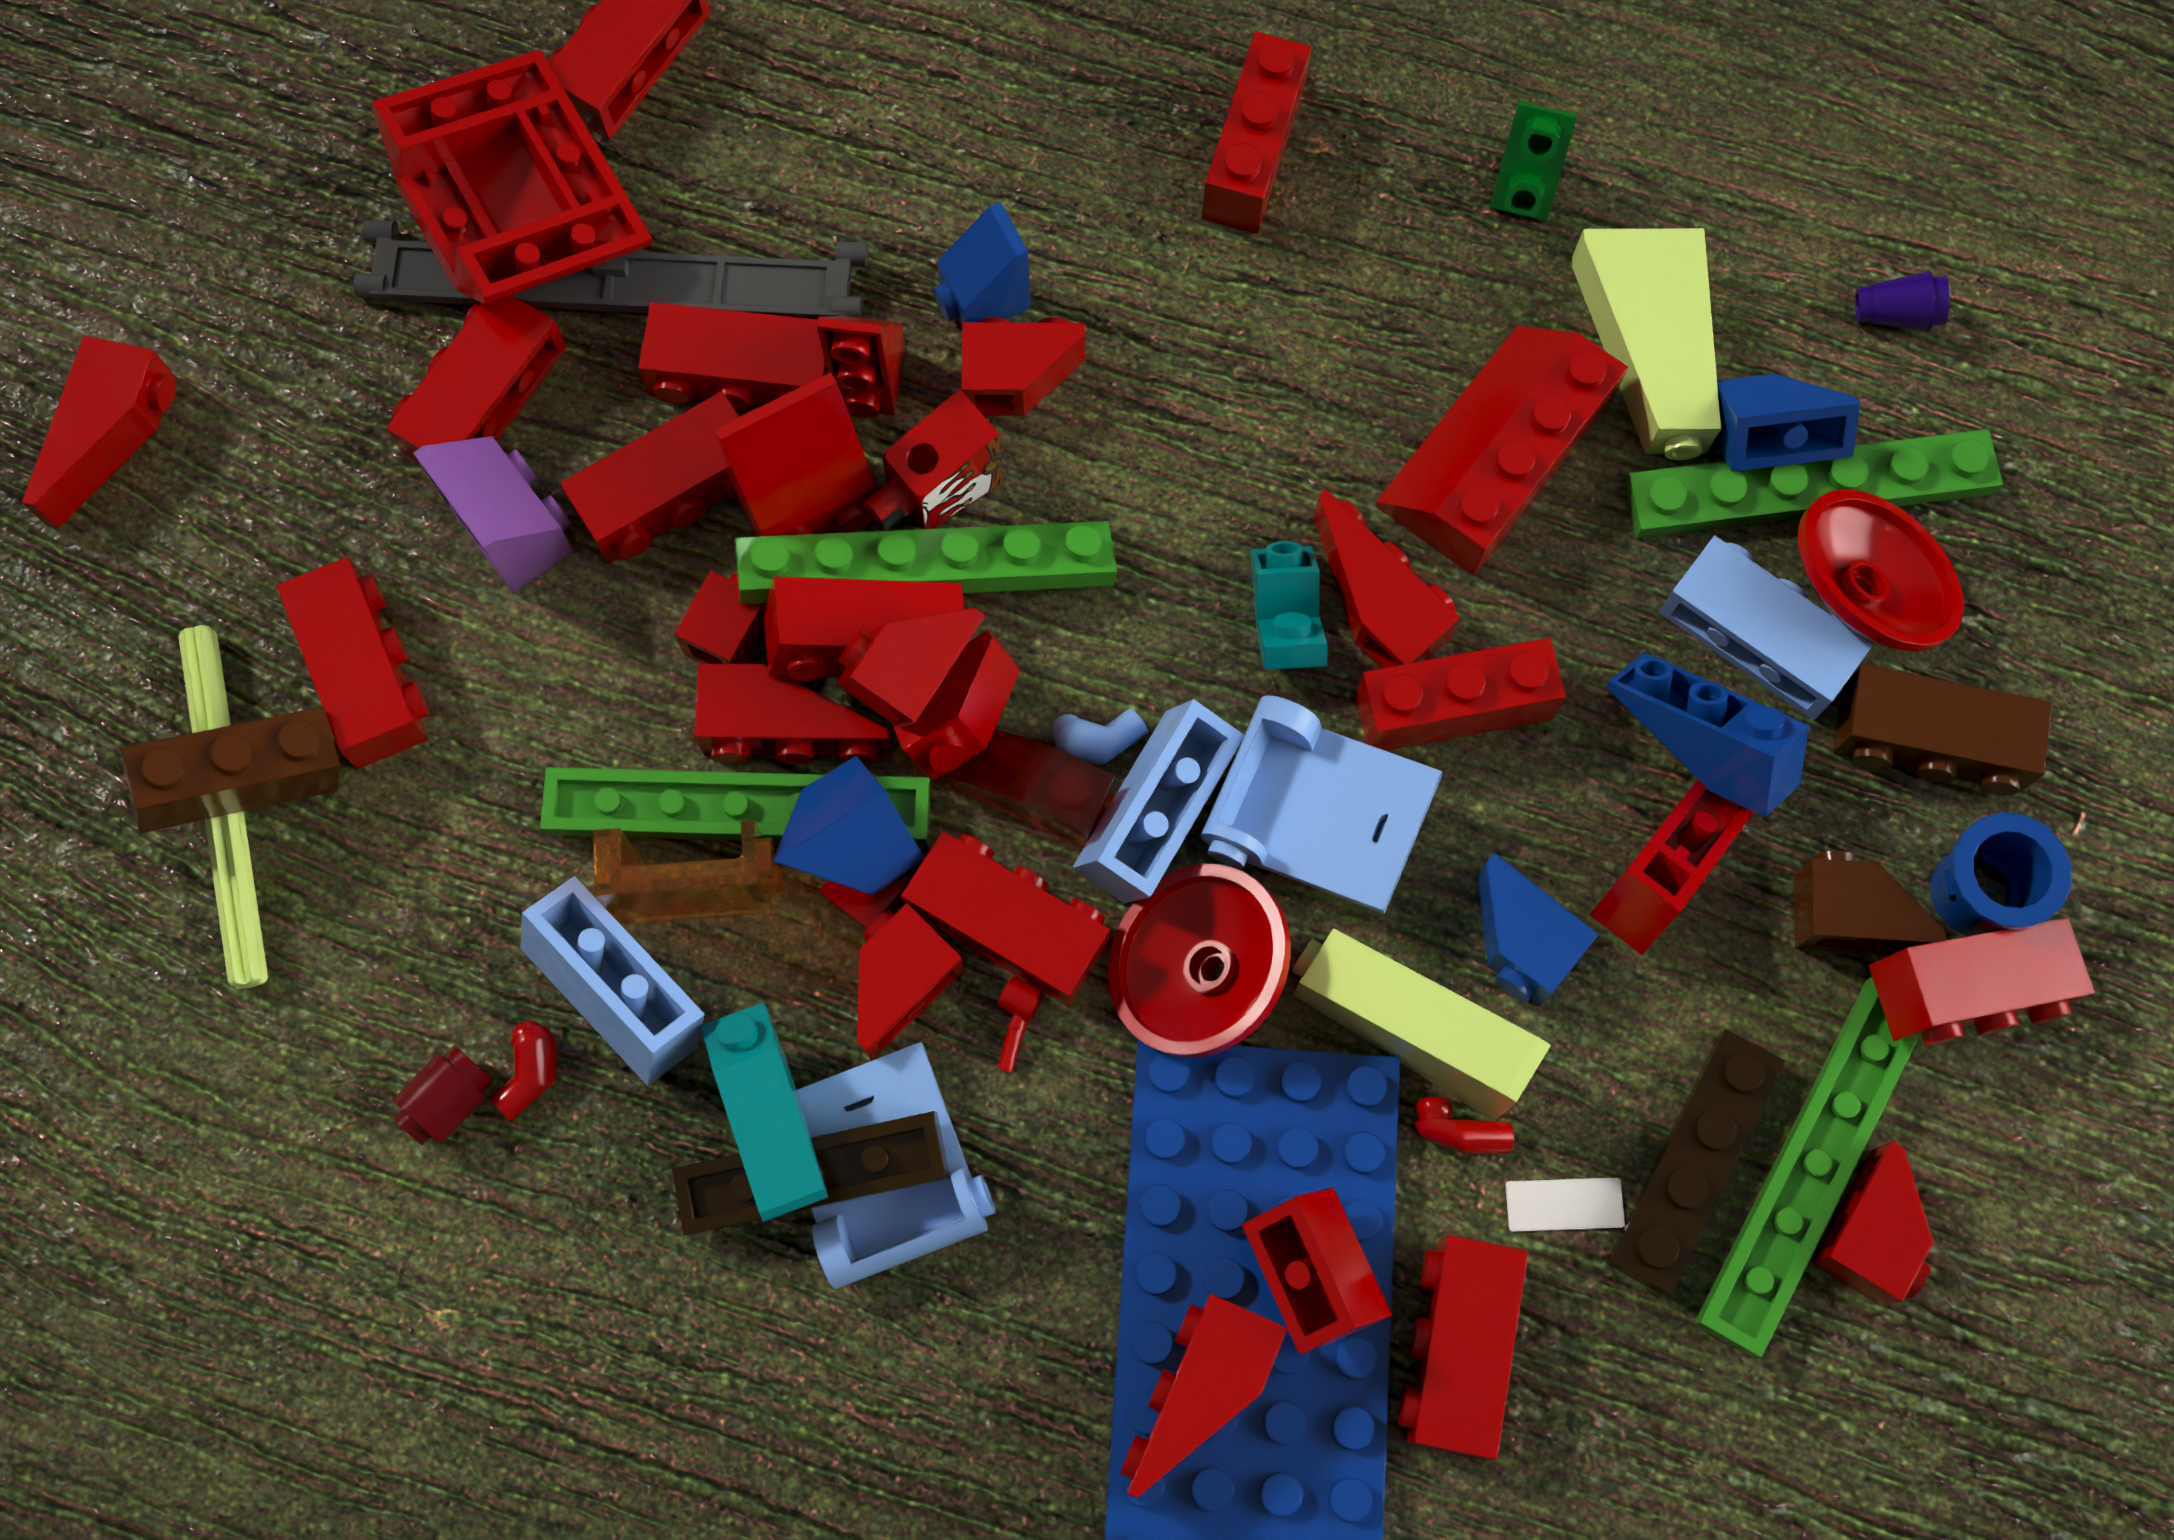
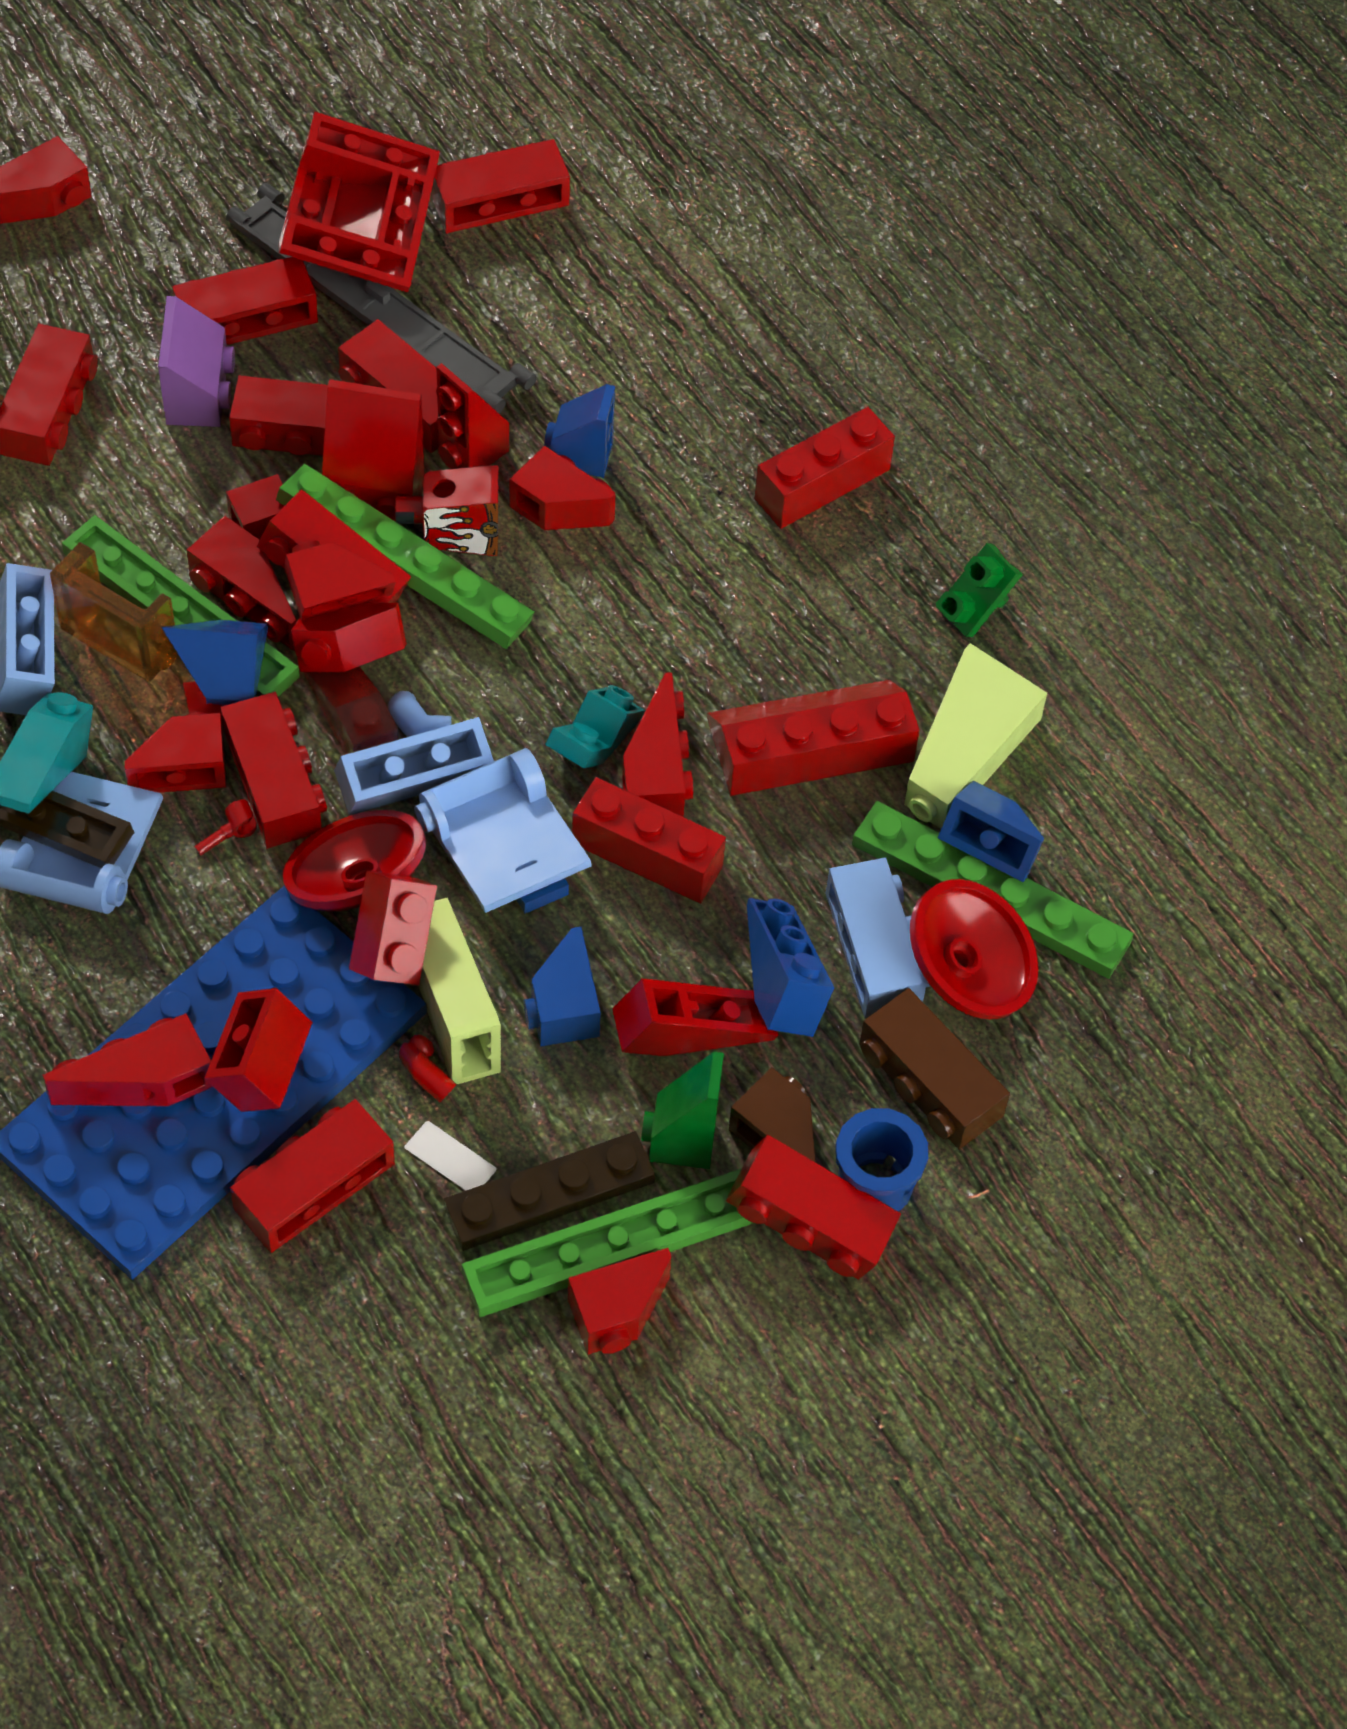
camera: 35 degrees right, 15 degrees down
(1333, 1018) = (392, 927): none -> brick
(1793, 978) = (686, 1116): none -> green slope
(1904, 302) = (1149, 828): dark purple cone -> none

